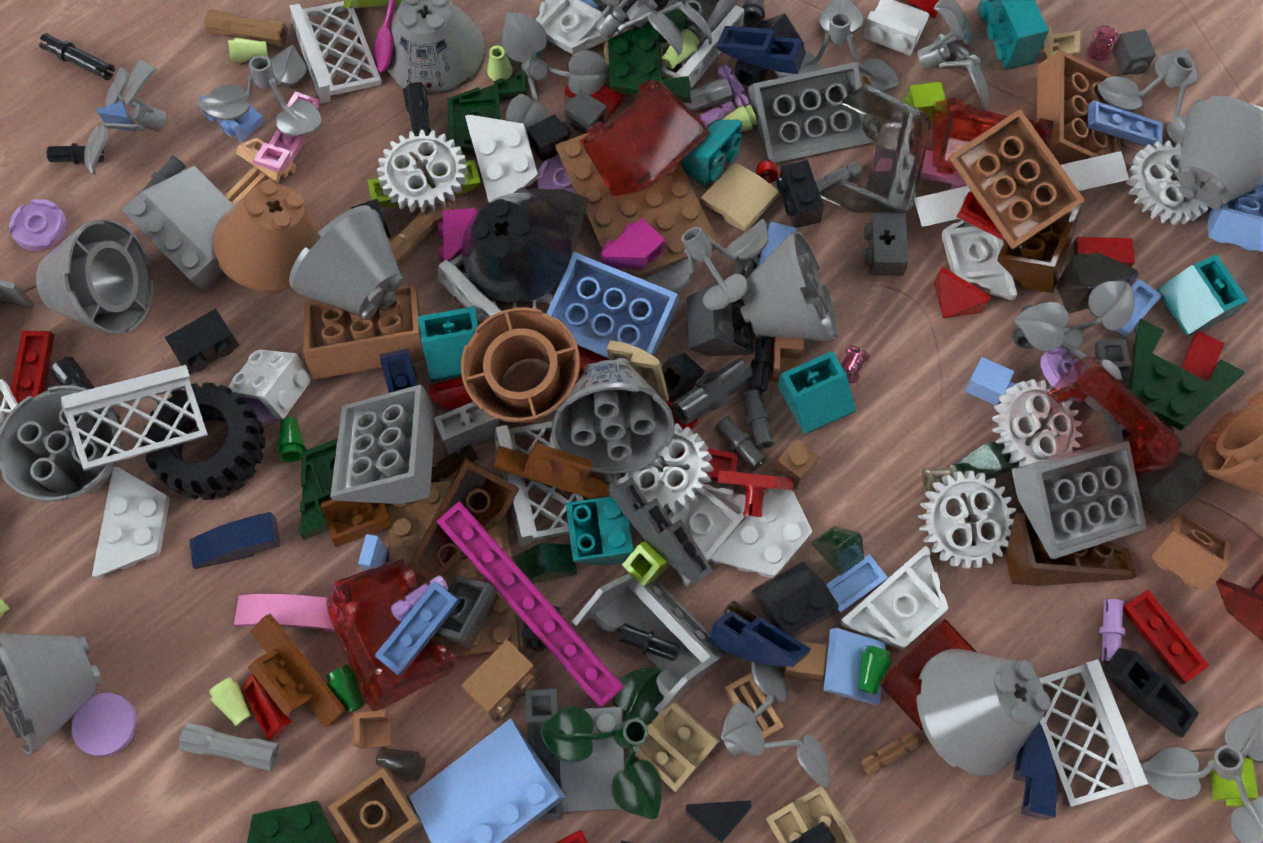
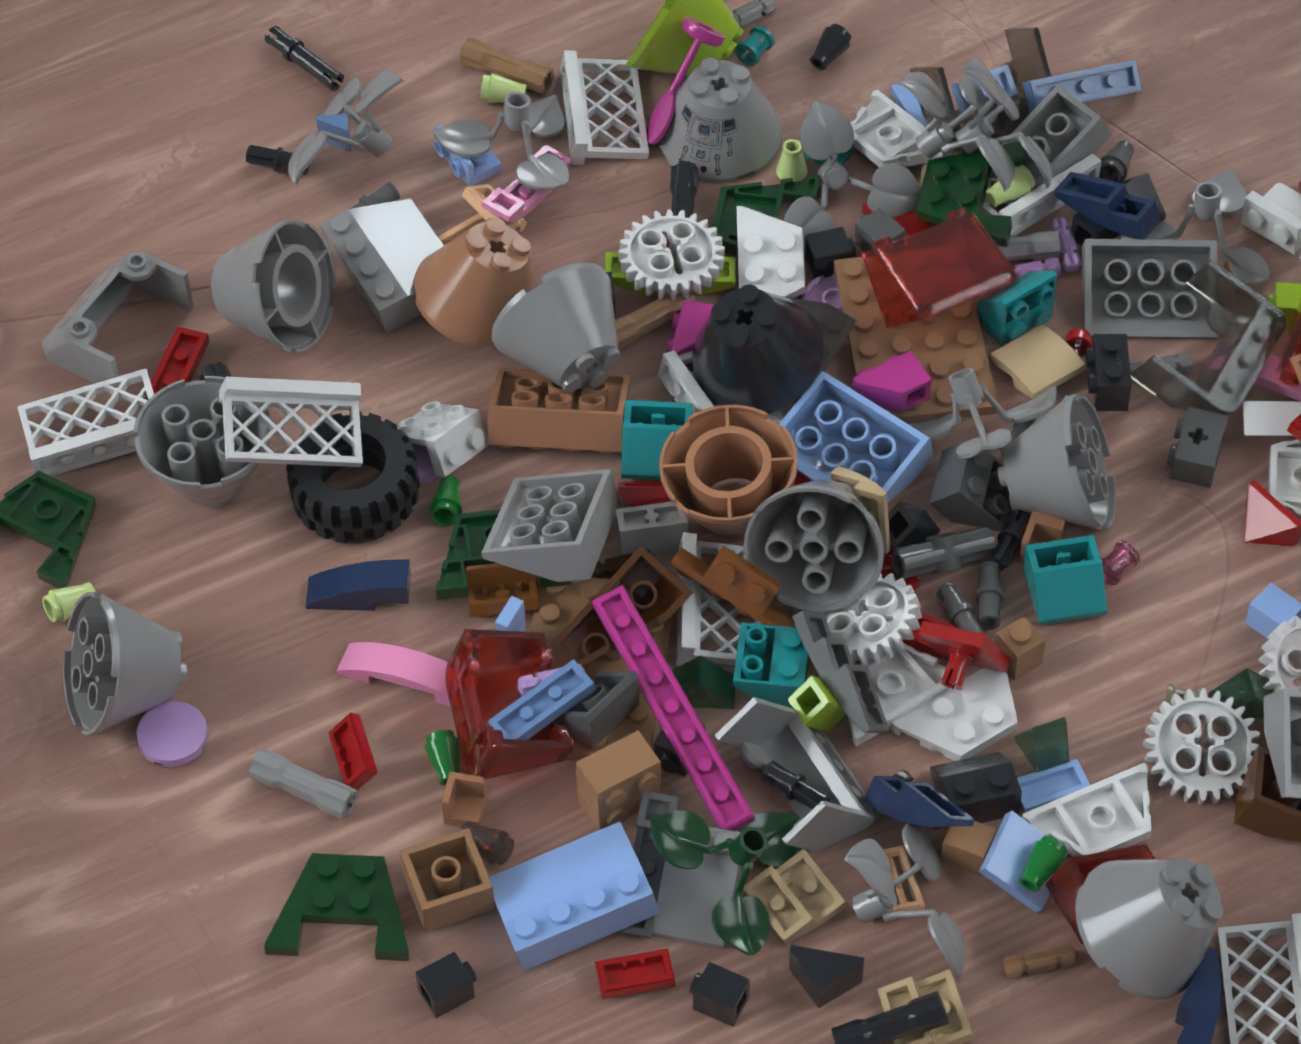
camera: 15 degrees right, 15 degrees down
(38, 225) = (217, 225): lavender tile -> none
(130, 524) = (248, 547): white wing -> none
(202, 341) = (382, 377): black brick -> none
(230, 701) = (315, 740): yellowish green cone -> none
(290, 676) = (390, 727): dark orange bracket -> none
(398, 370) = (588, 450): dark blue slope -> none
(745, 115) = (1068, 279): yellowish green cone -> none

